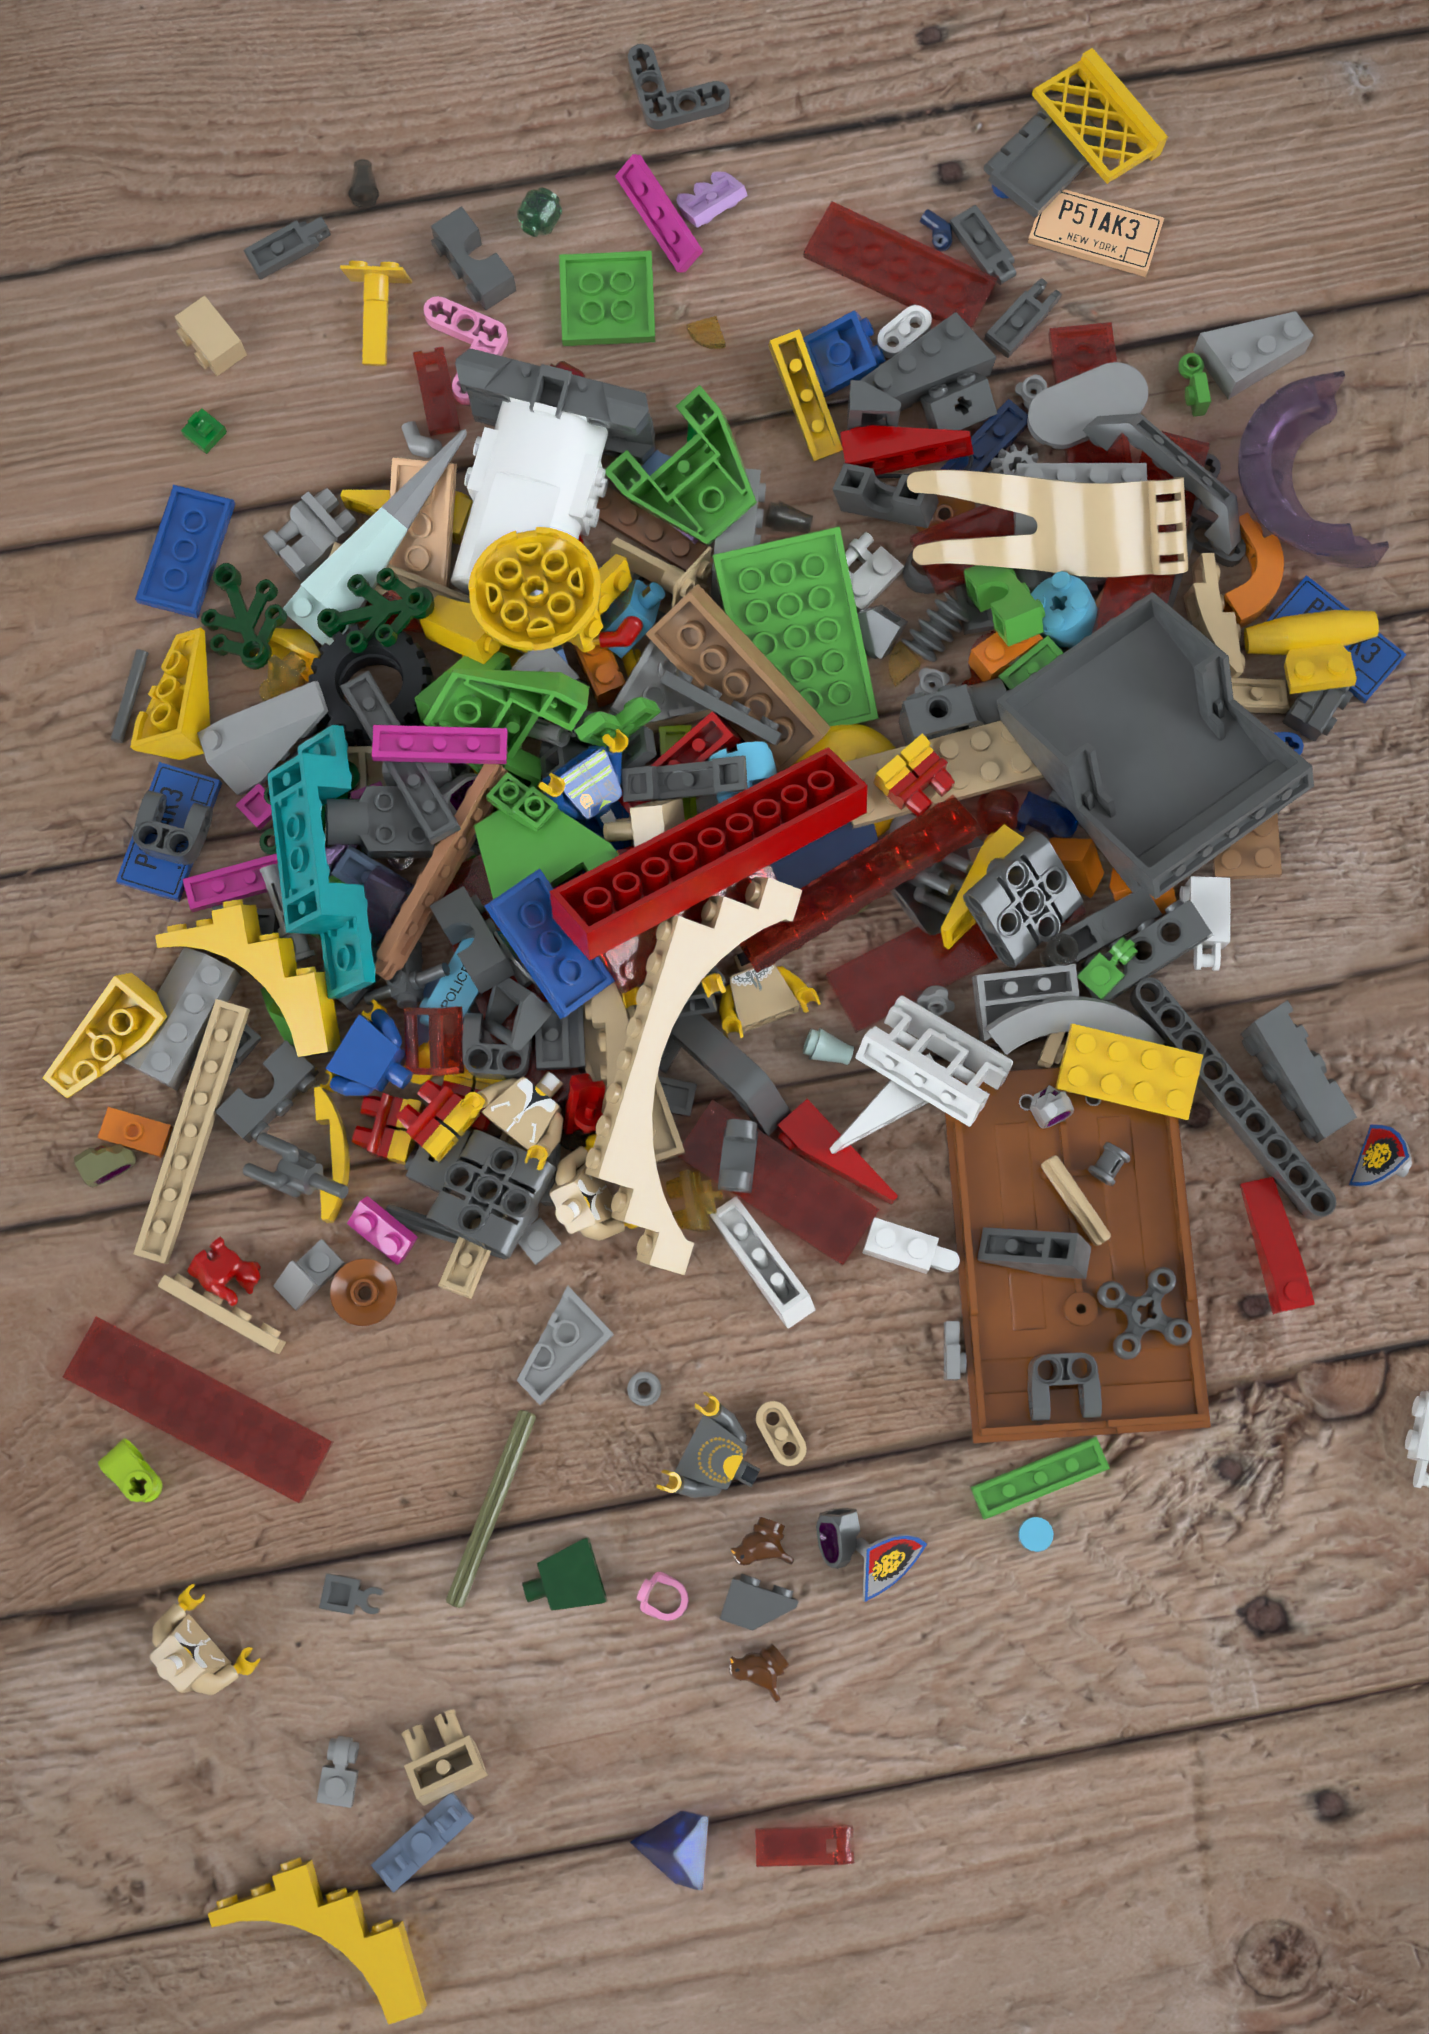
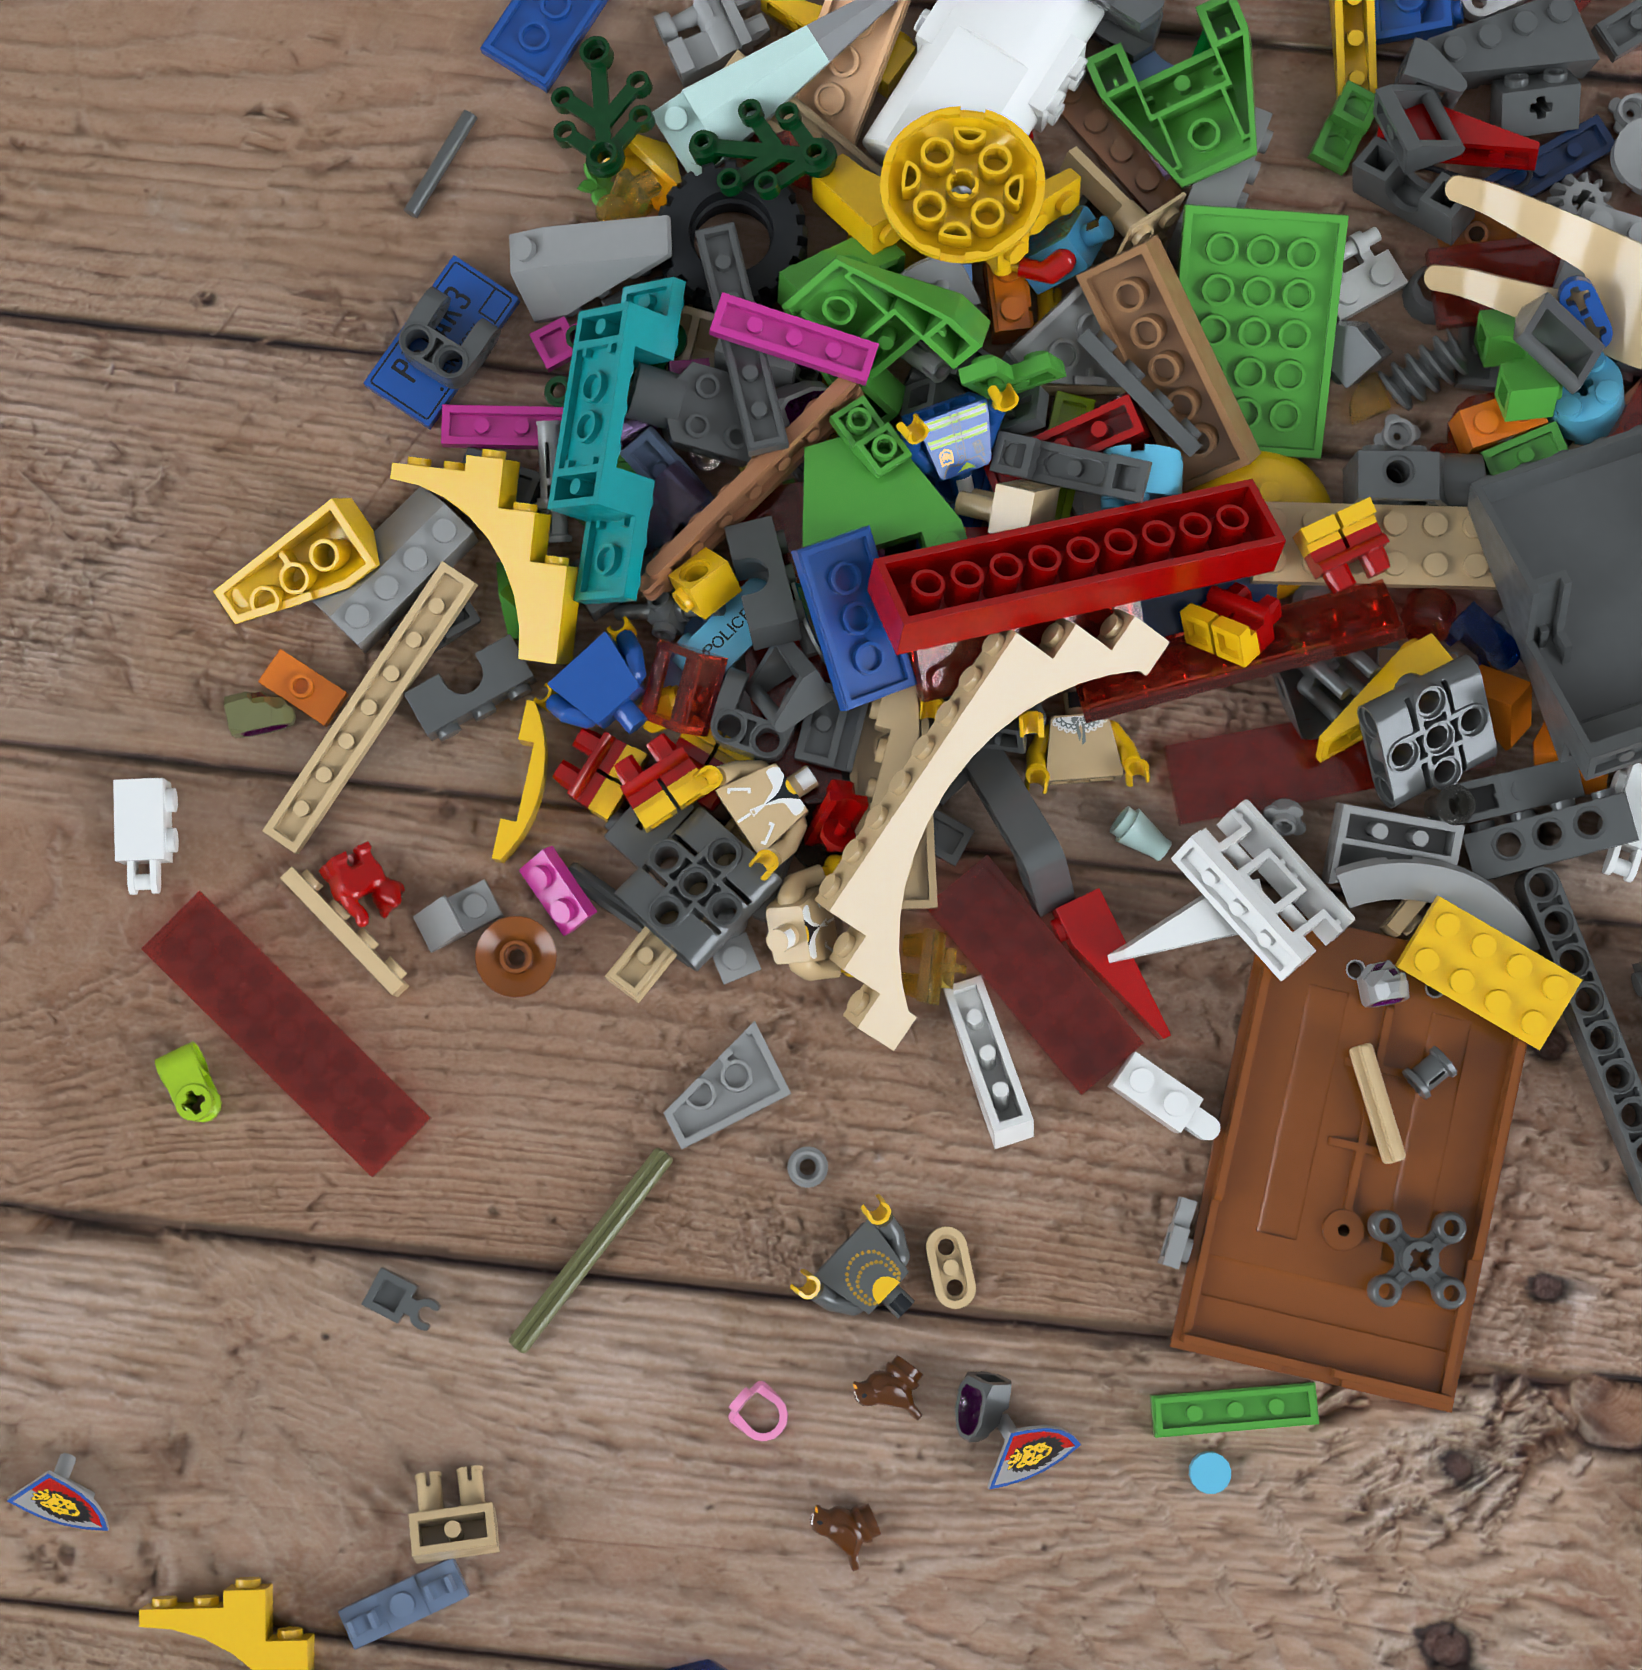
camera: 10 degrees right, 5 degrees up
(39, 1281) = (144, 829): none -> white brick
(119, 1843) = (61, 1499): none -> shield
(177, 703) = (496, 190): yellow wedge -> none
(188, 1654) = (198, 1313): tan torso -> none
(254, 677) = (596, 186): none -> bright green plant
(295, 1172) = (477, 793): dark grey plant -> none
(339, 1782) = (326, 1505): light grey plate -> none
(426, 954) = (704, 583): none -> yellow brick
(568, 1579) = (656, 1358): dark green torso -> none
(738, 1156) = (998, 932): dark grey piece -> none
(753, 1605) = (860, 1454): dark grey slope -> none
(785, 518) = (1286, 182): clear smoke cone -> none
(820, 465) = (1344, 128): none -> bright green slope
(846, 862) = (1232, 623): none -> hips
(873, 466) = (1407, 148): none -> dark grey tile
(1028, 573) = (1562, 337): none -> dark grey tile
(1036, 1251) = (1312, 1149): dark grey slope -> none
(1037, 552) = (1594, 306): none -> blue beam
(1088, 1385) = (1324, 1322): dark grey piece -> none
(1103, 974) = (1493, 848): bright green plate -> none
(1276, 1247) = (1594, 1228): red slope -> none

